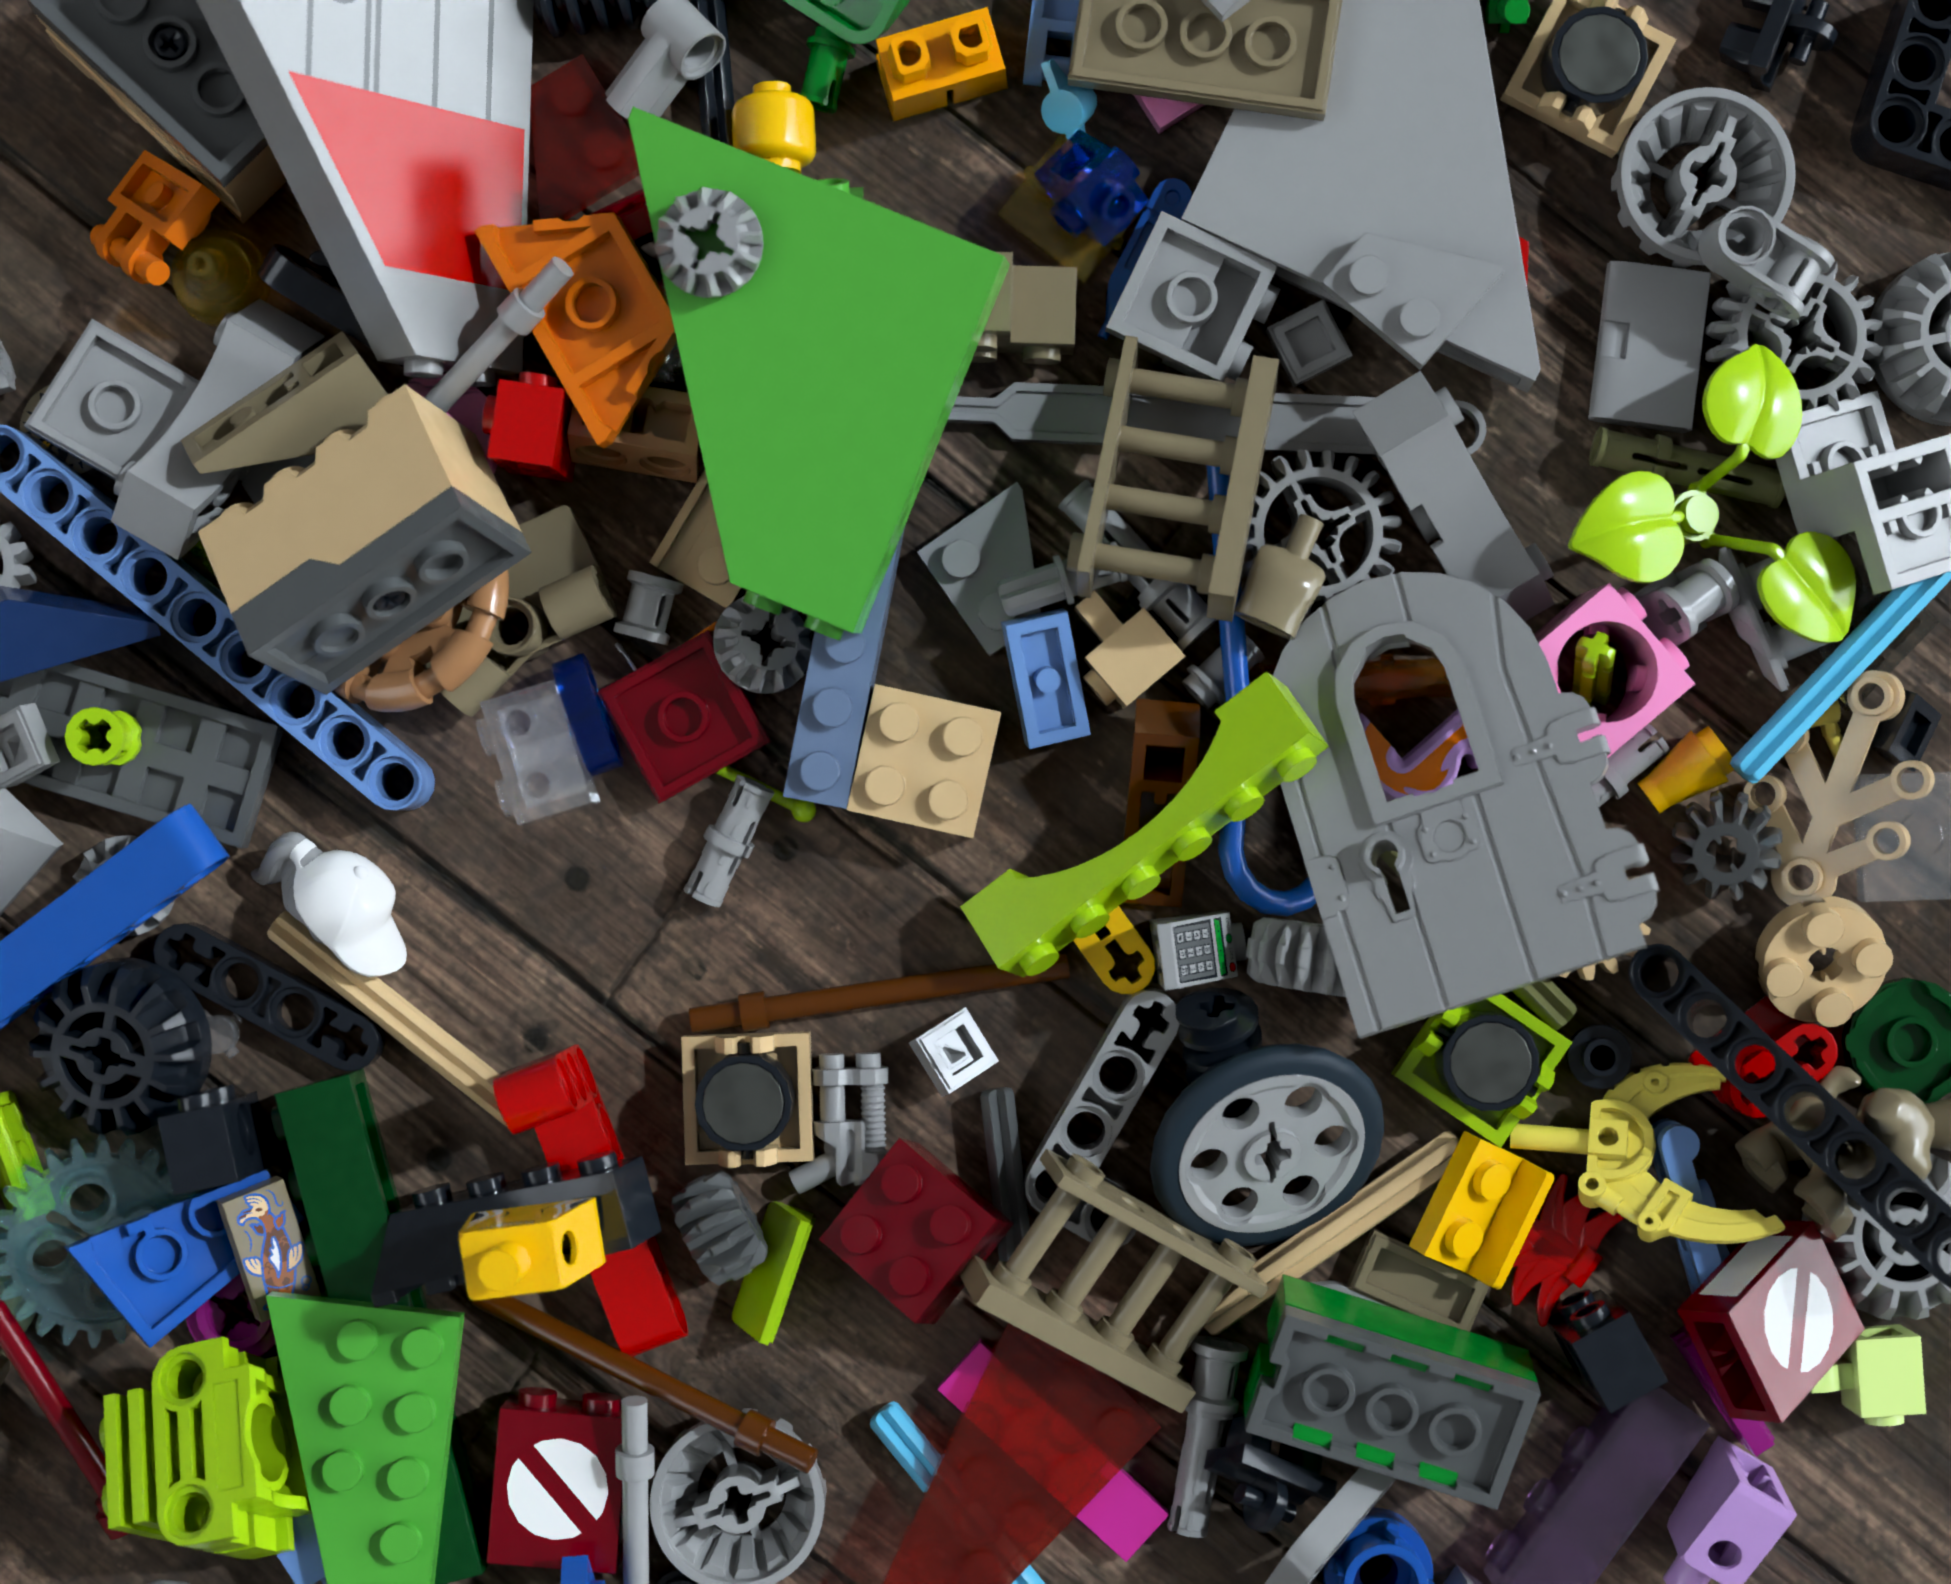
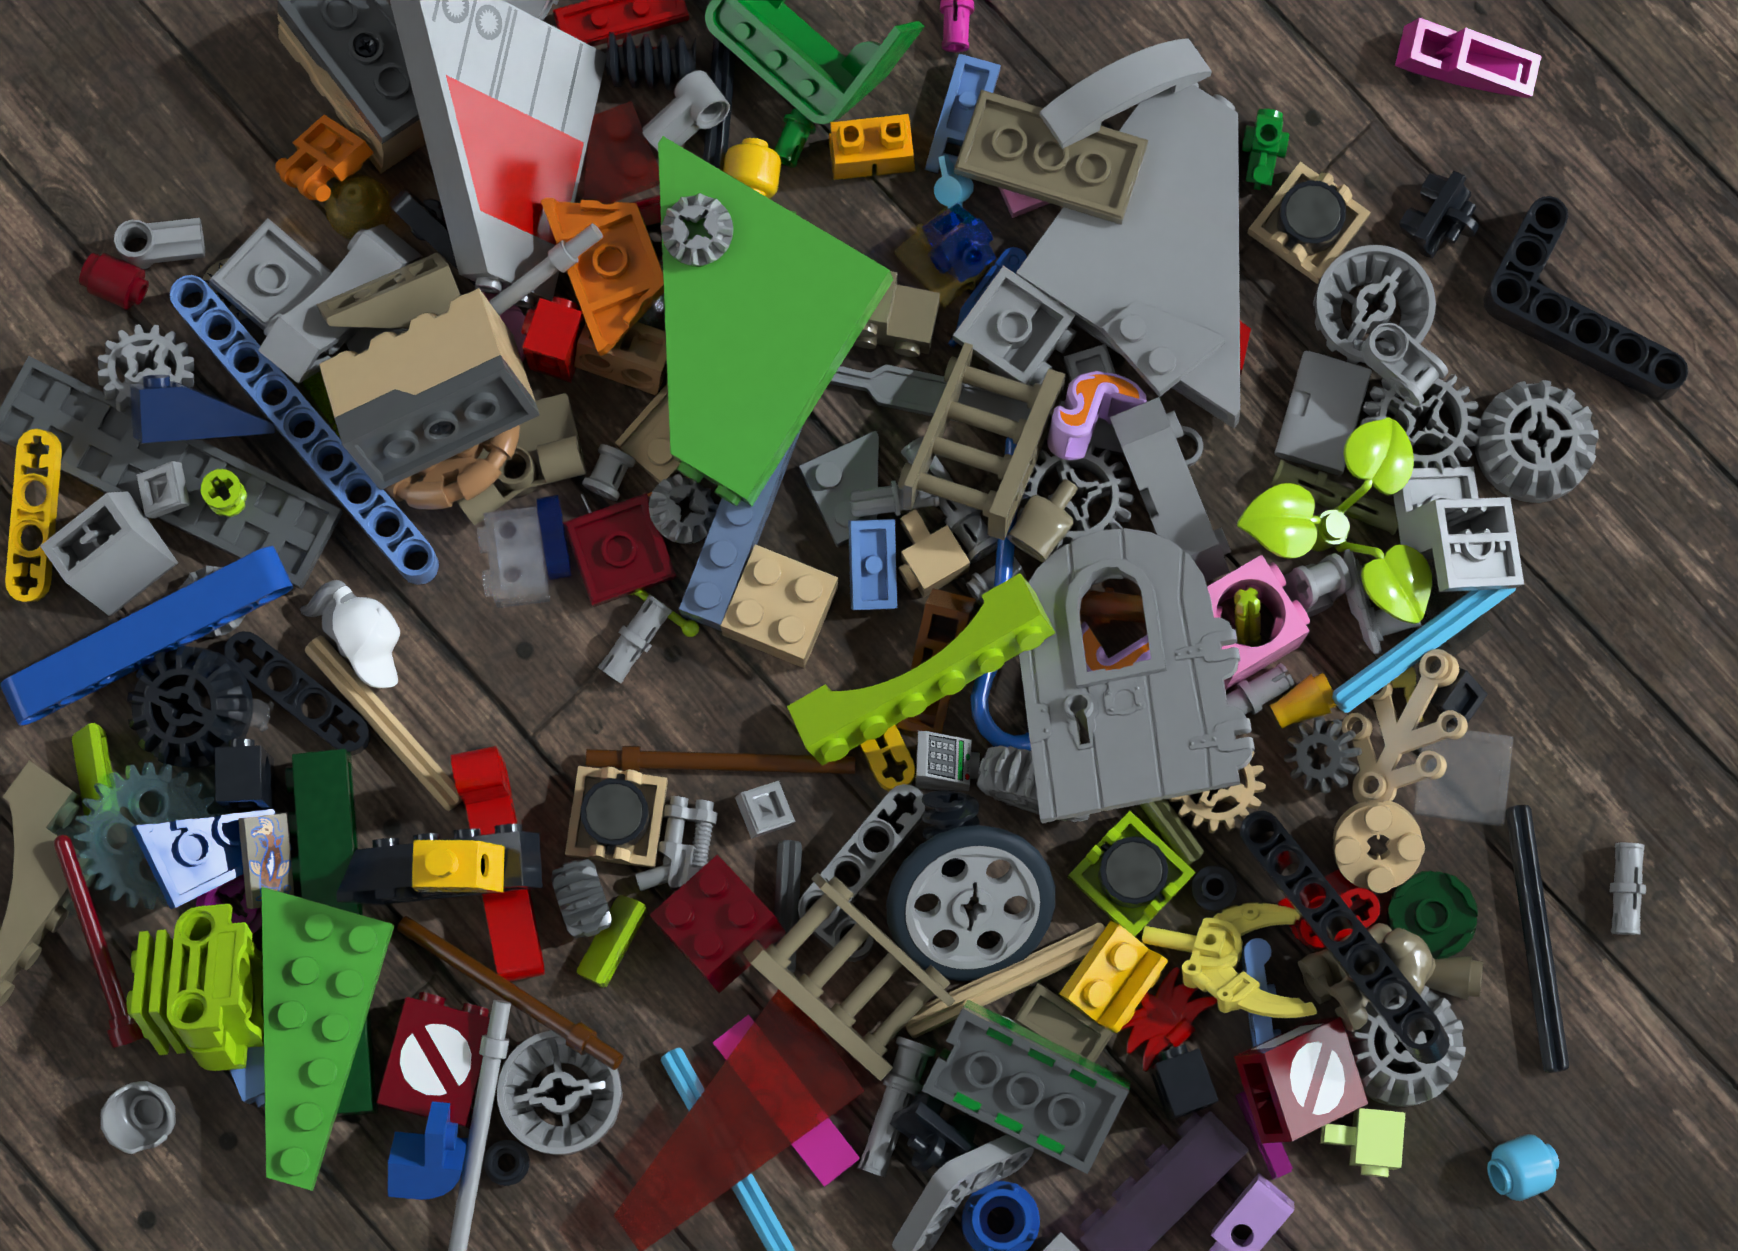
camera: 10 degrees right, 10 degrees down
(1313, 389) = (1088, 398): none -> lavender animal

